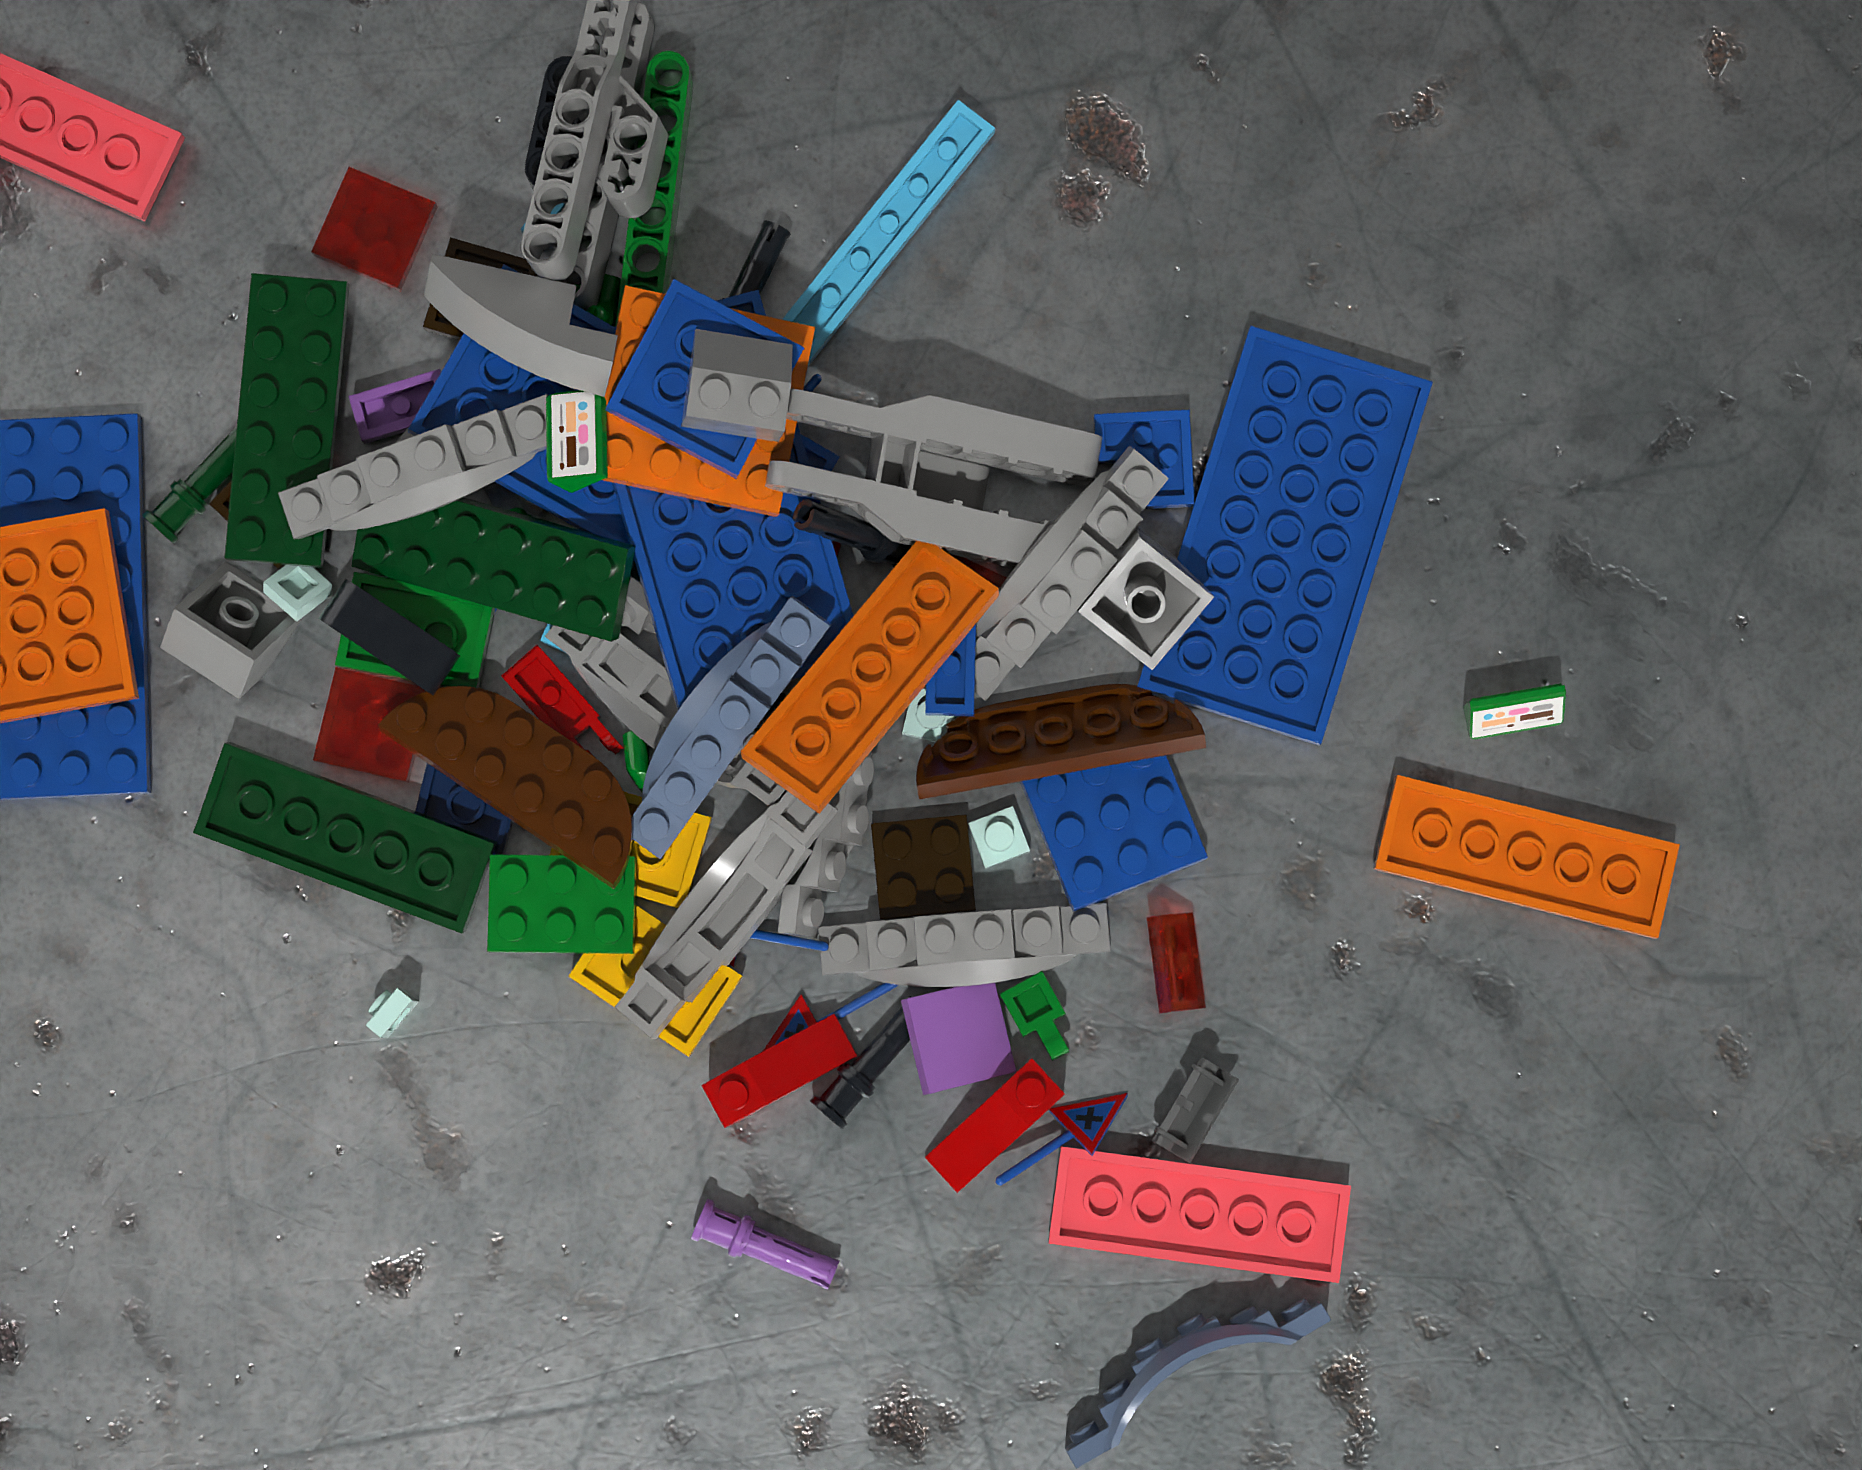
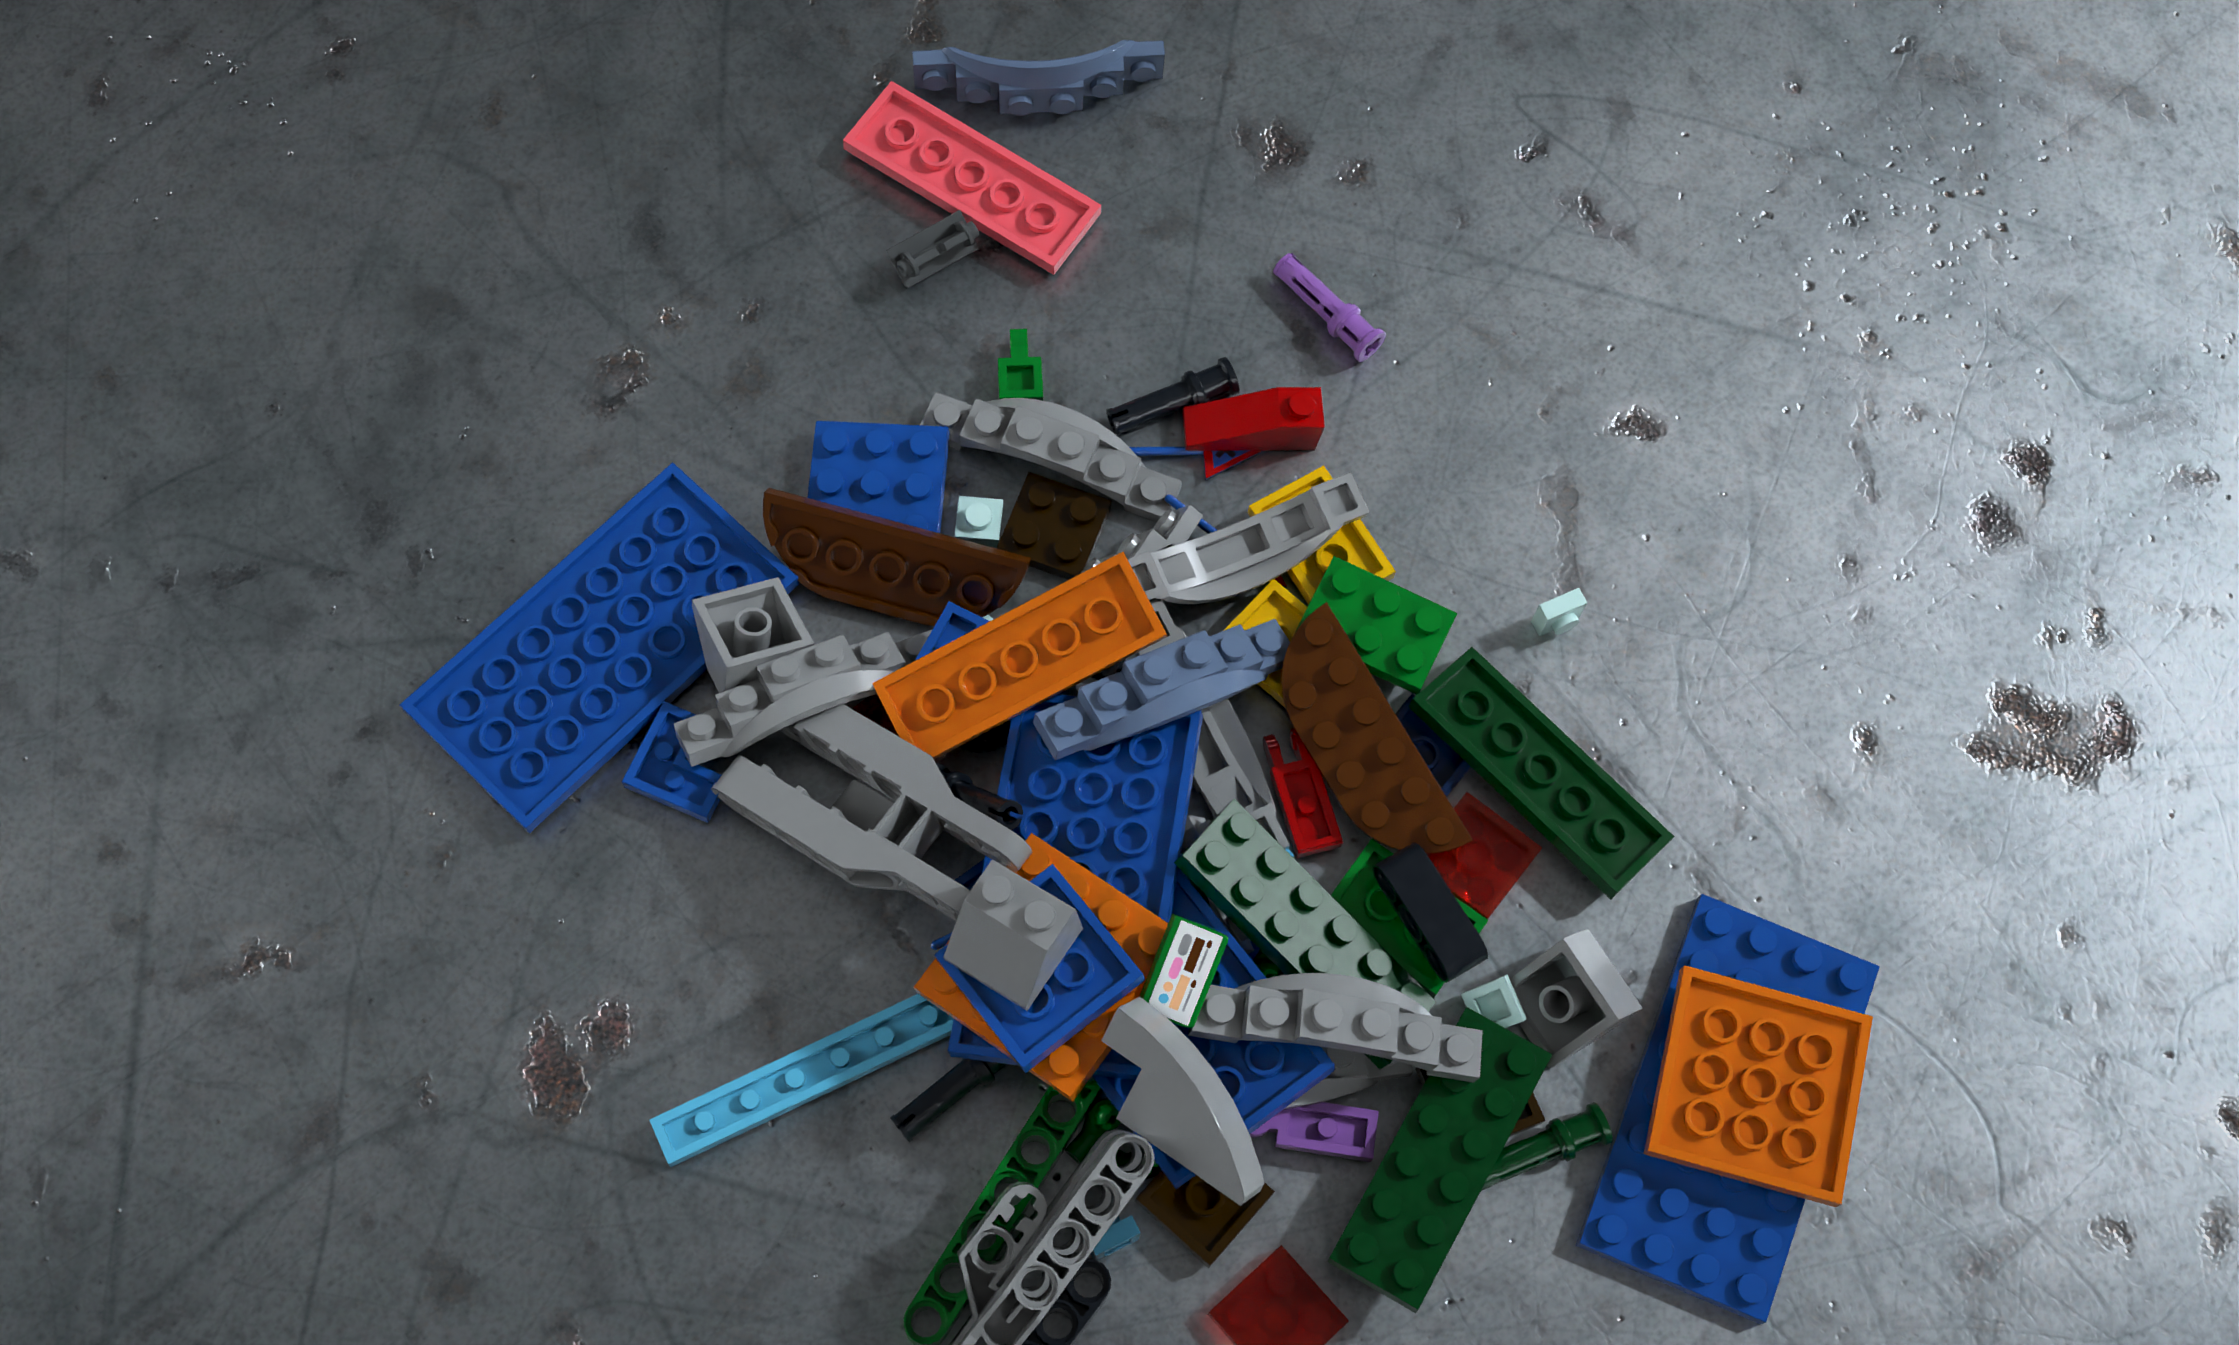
camera: 165 degrees left, 15 degrees down
(636, 758) = (1256, 713): green arm -> none
(958, 1036) = (1096, 377): medium lavender tile -> none
(994, 1125) = (1093, 308): red slope -> none
(1083, 1121) = (1024, 280): piece -> none
(1176, 962) = (887, 357): clear red plate -> none
(1515, 711) = (498, 422): slope -> none
(1526, 856) = (561, 309): orange plate -> none

